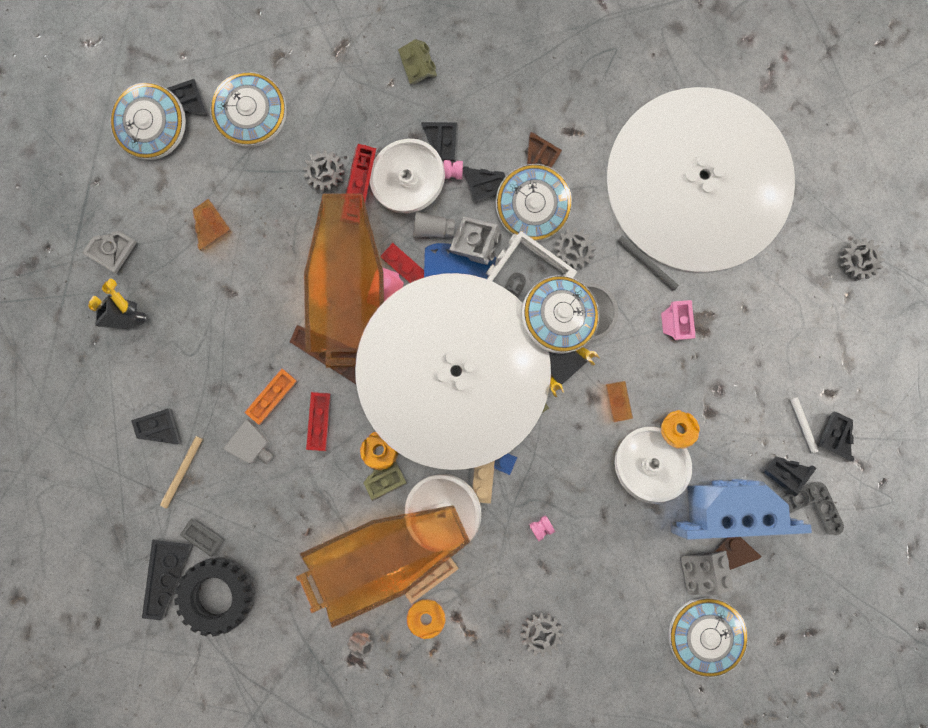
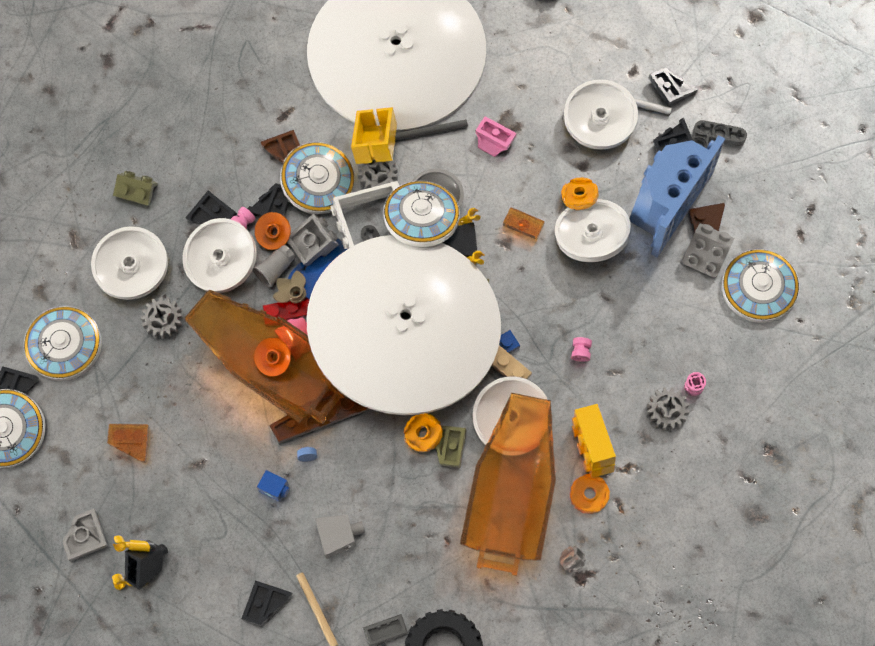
camera: 50 degrees left, 15 degrees down
(251, 365) = (273, 486): none -> blue brick
(270, 396) = (311, 489): orange plate -> none
(296, 371) = (307, 454): none -> medium blue tile
(318, 421) = (362, 465): red plate -> none
(346, 285) = (264, 356): none -> orange dish
(348, 109) = (129, 263): none -> white dish
(361, 170) = (187, 291): red brick -> none
(421, 253) = (290, 287): none -> dark tan plate
(432, 580) = (561, 465): tan plate -> none
(453, 199) = (264, 230): none -> orange dish
(467, 595) = (593, 441): none -> yellow piece
(576, 640) = (691, 385): none -> bright pink wheel
(600, 224) = (374, 141): none -> yellow piece
(766, 396) = (600, 114): none -> white dish

